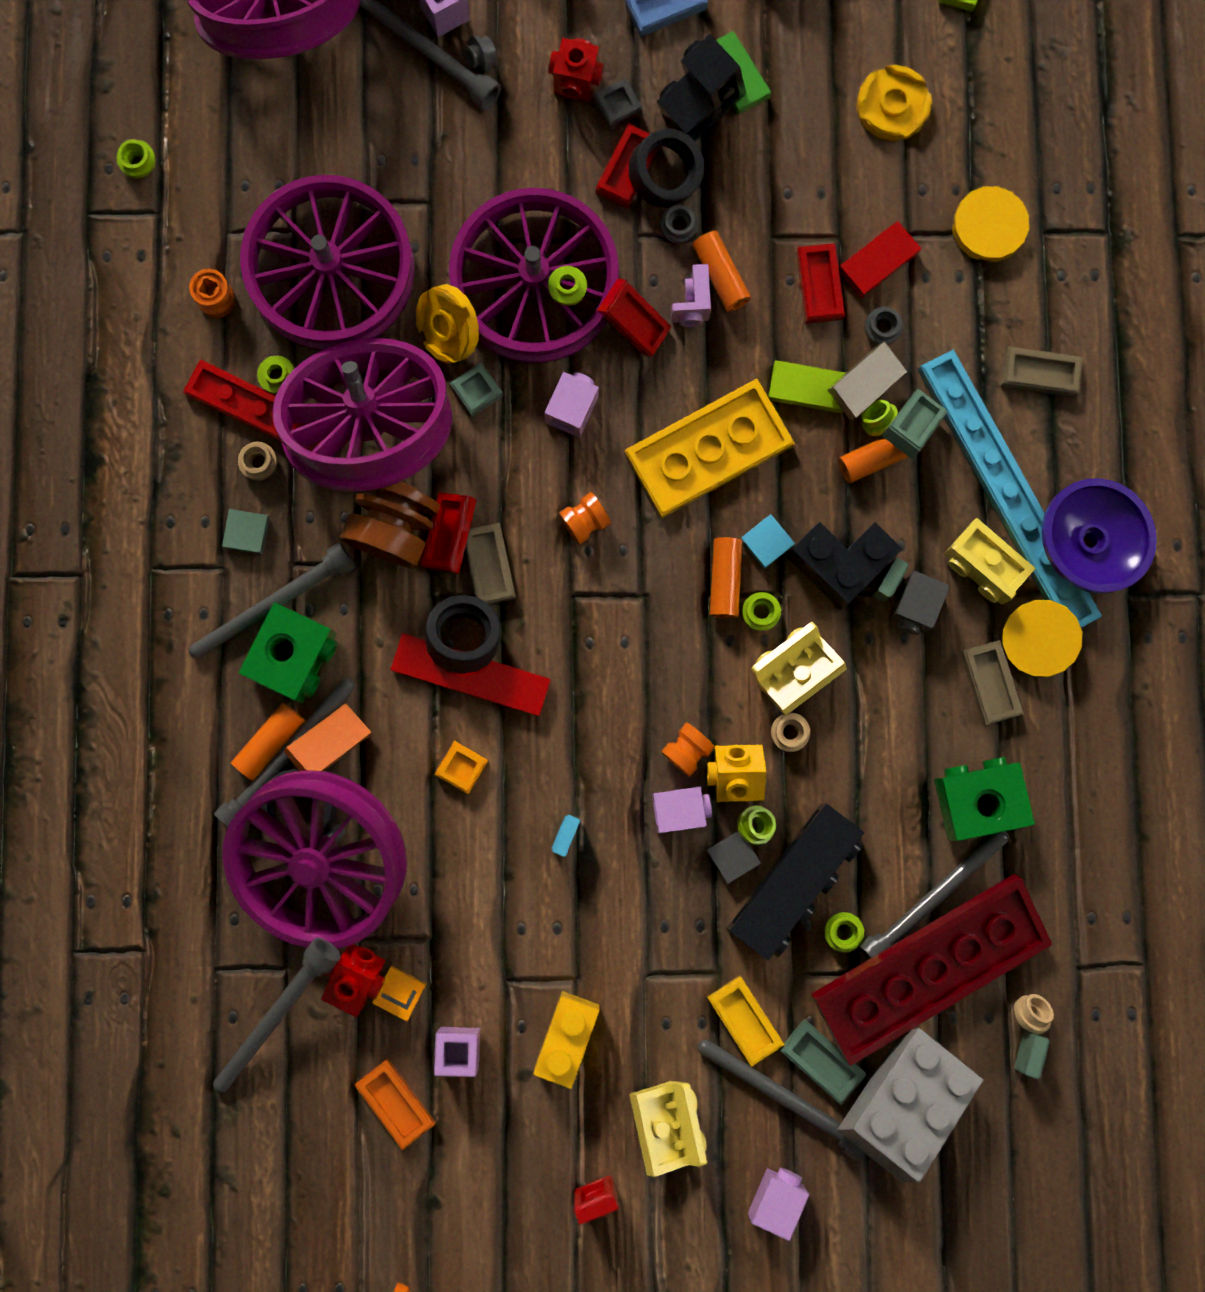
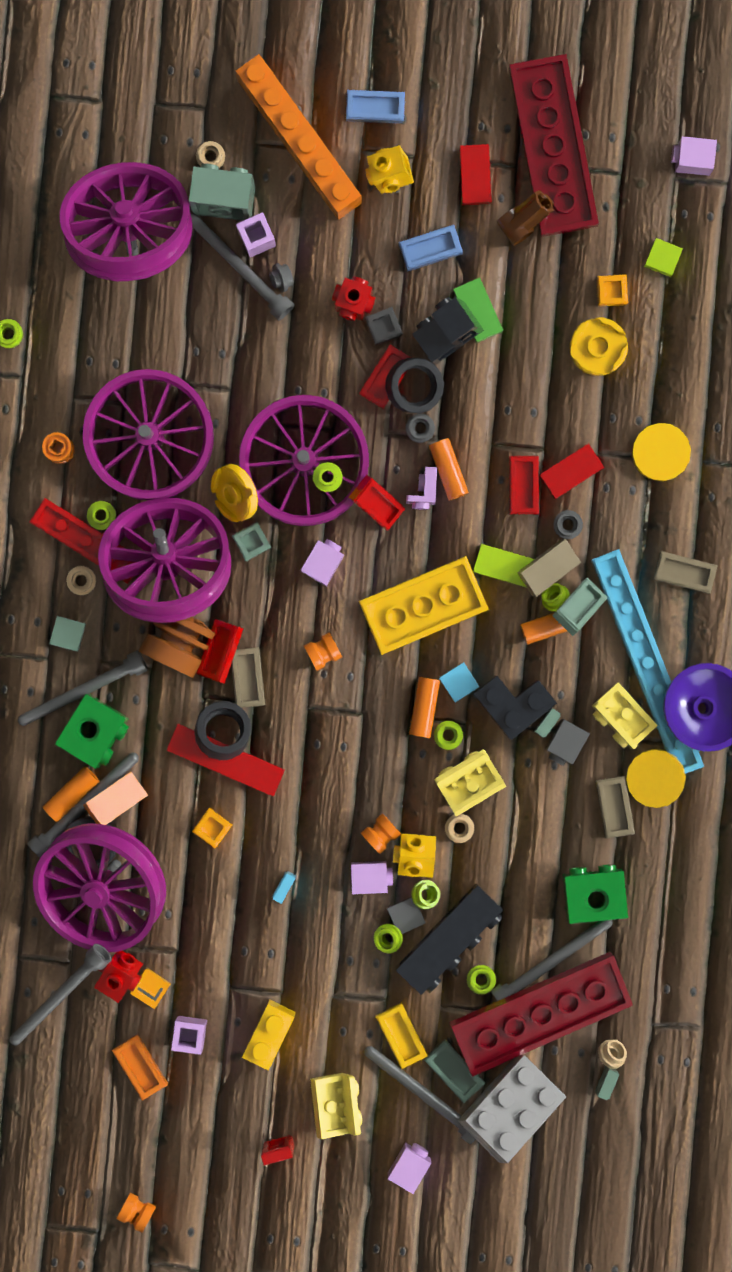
camera: 15 degrees right, 5 degrees up
(703, 895) = (381, 942): none -> lime plate
(901, 33) = (612, 290): none -> light orange tile

